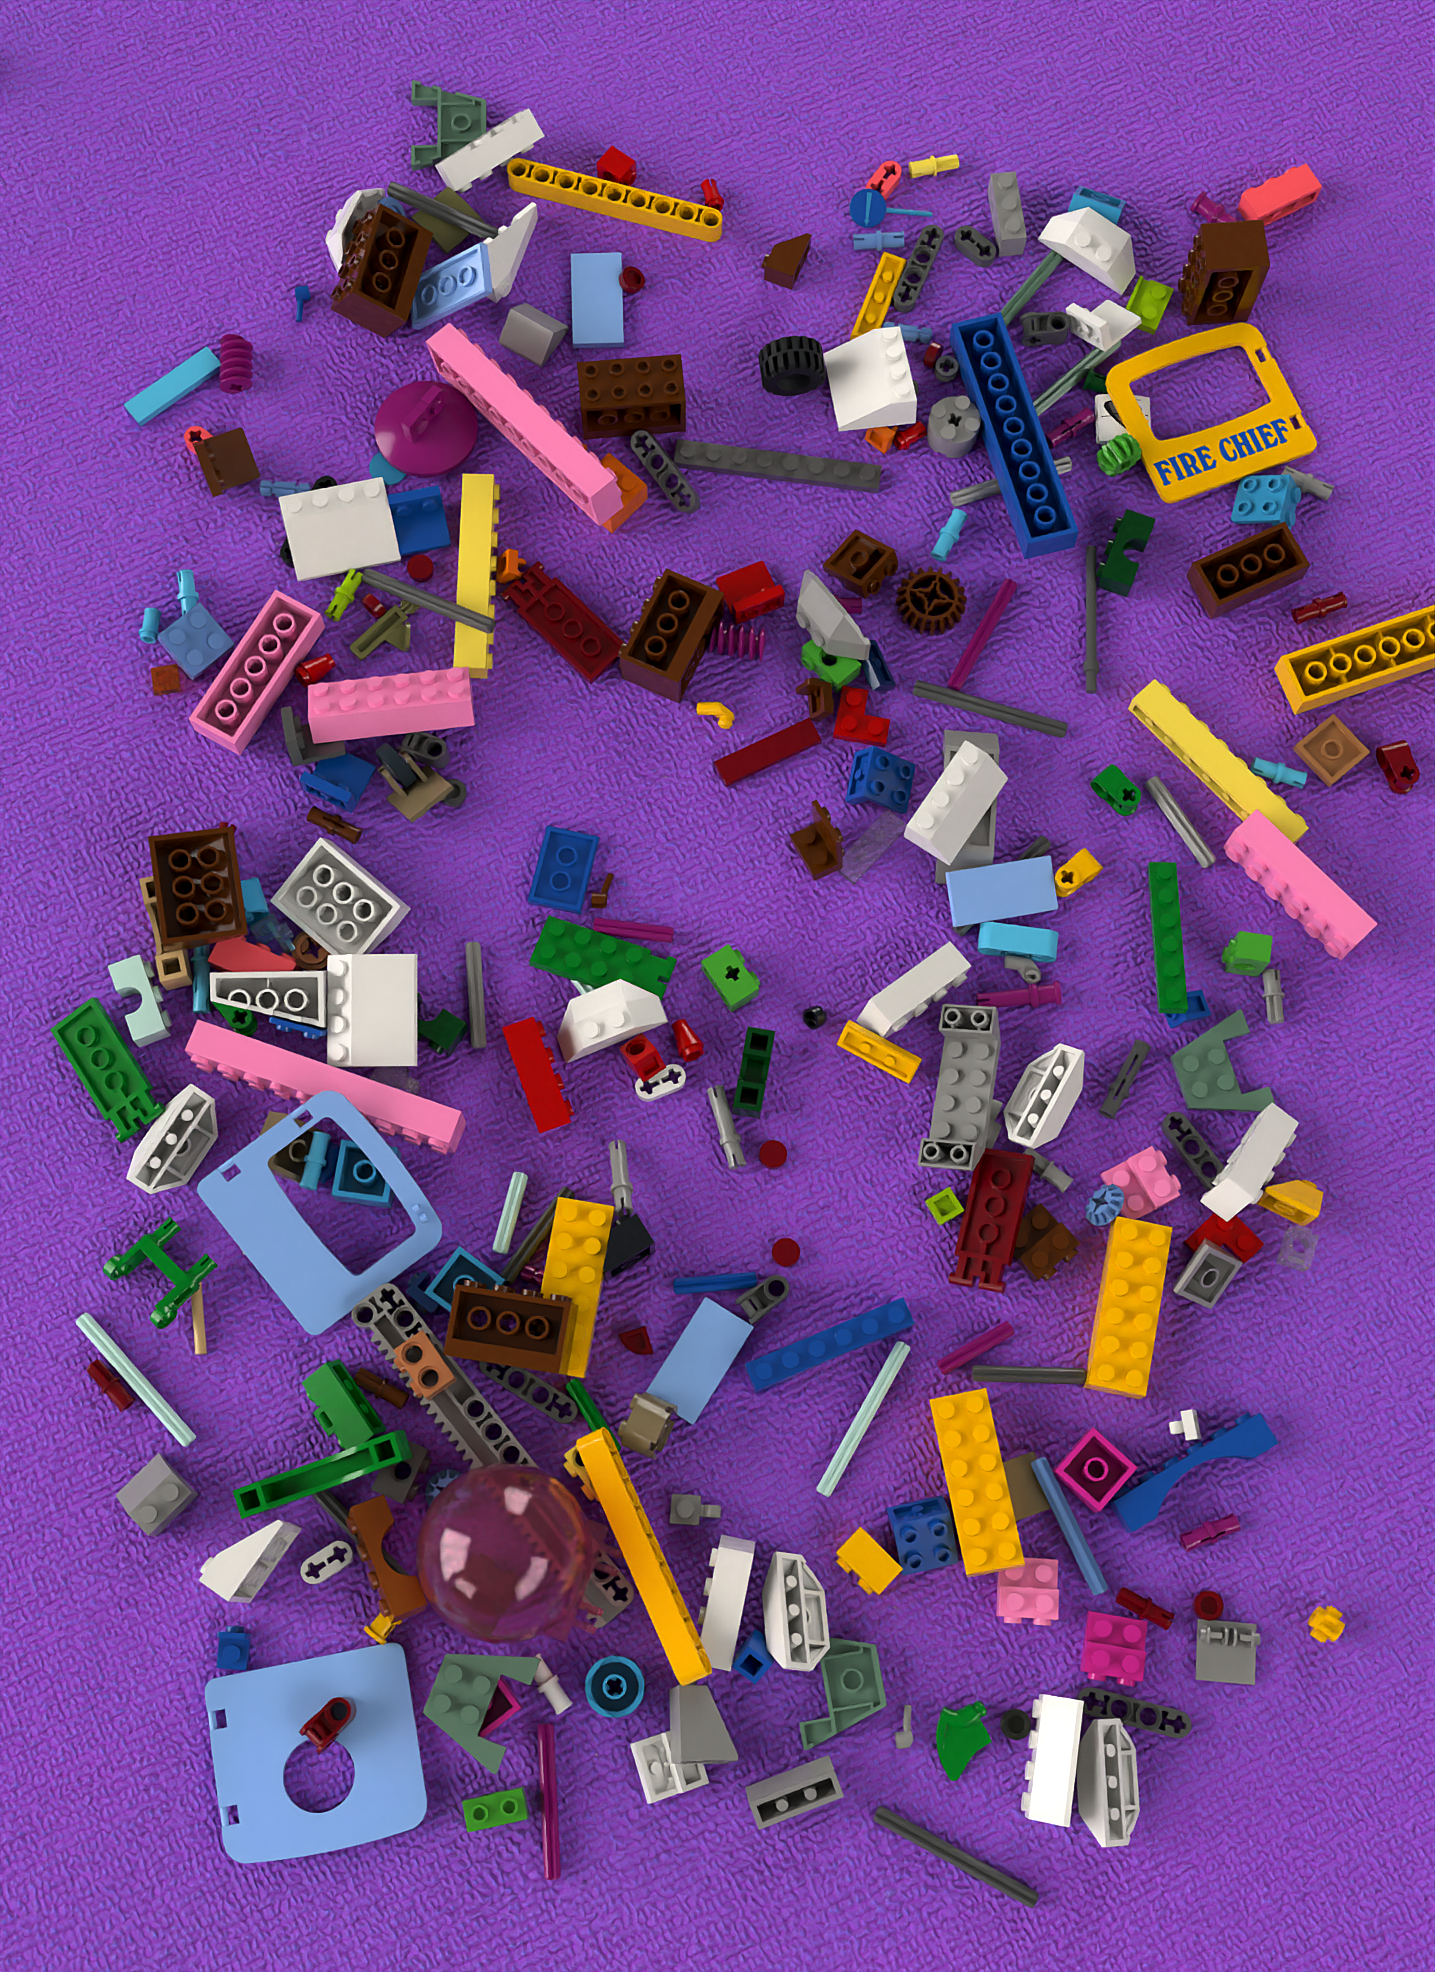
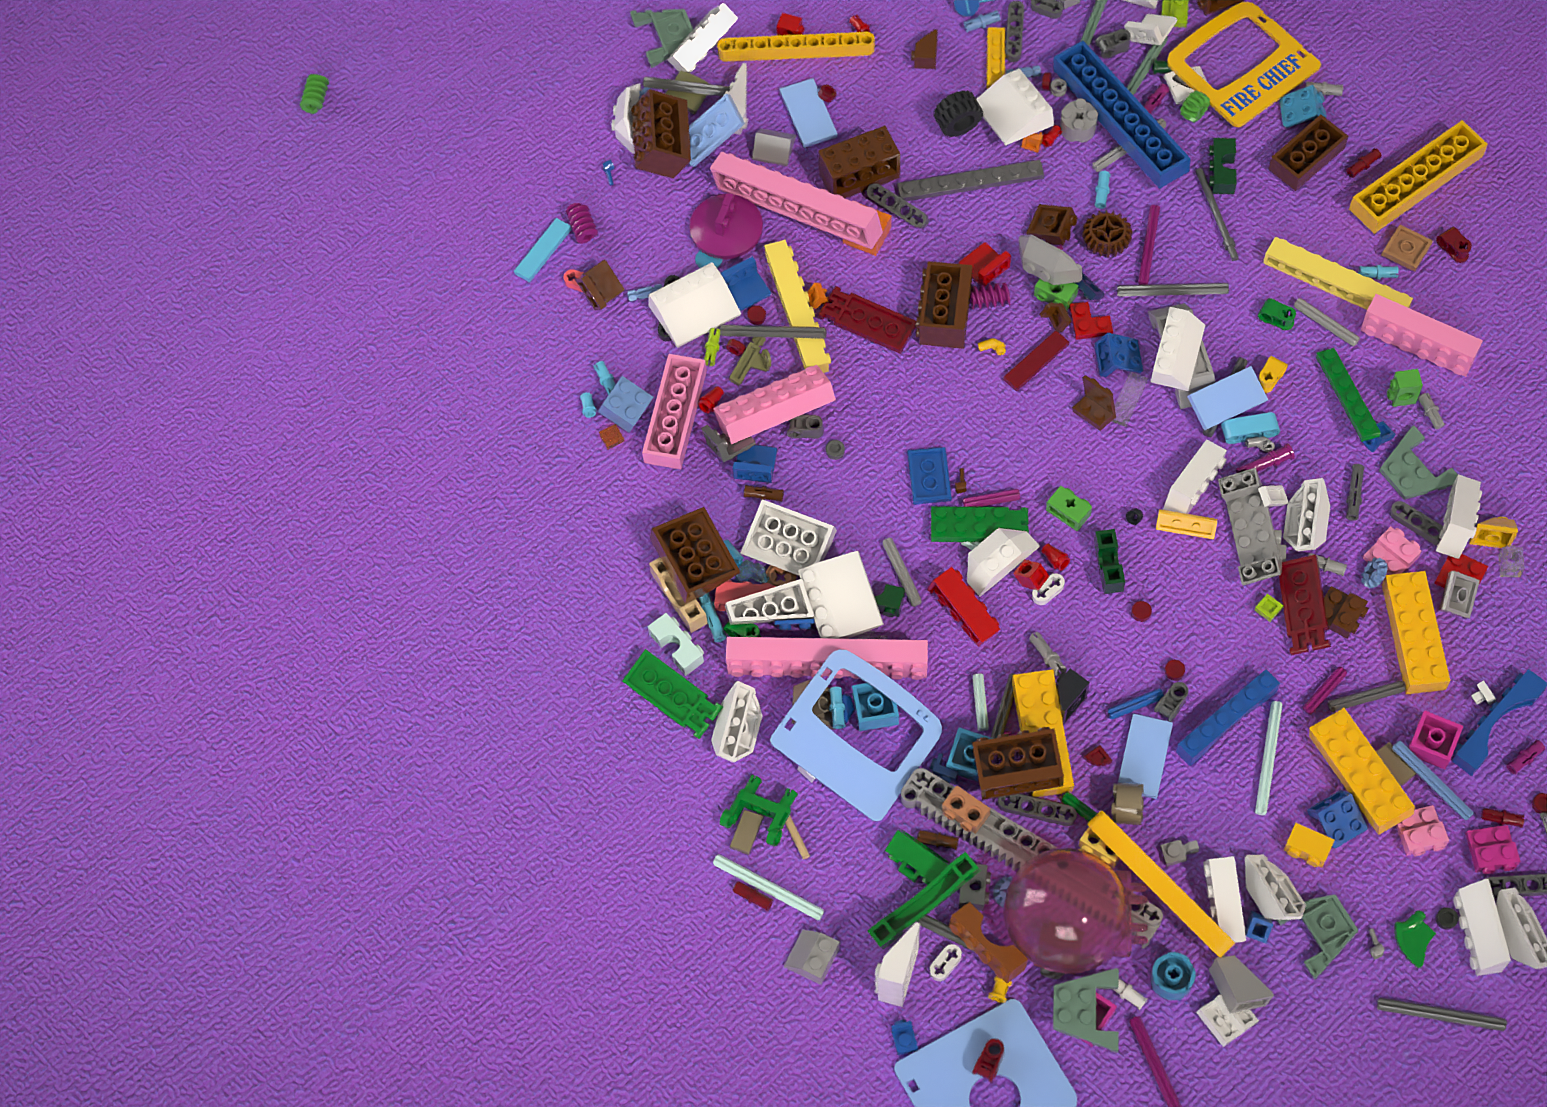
camera: 10 degrees left, 10 degrees down
(136, 1293) = (746, 832): none -> dark tan tile
(417, 792) = (808, 453): dark tan plate -> none
(495, 1809) = (1123, 1080): bright green brick -> none
(729, 1138) = (1109, 609): light grey pin -> none
(794, 1792) = (1319, 1004): light grey brick -> none
(1008, 1051) = (1273, 495): none -> white tile

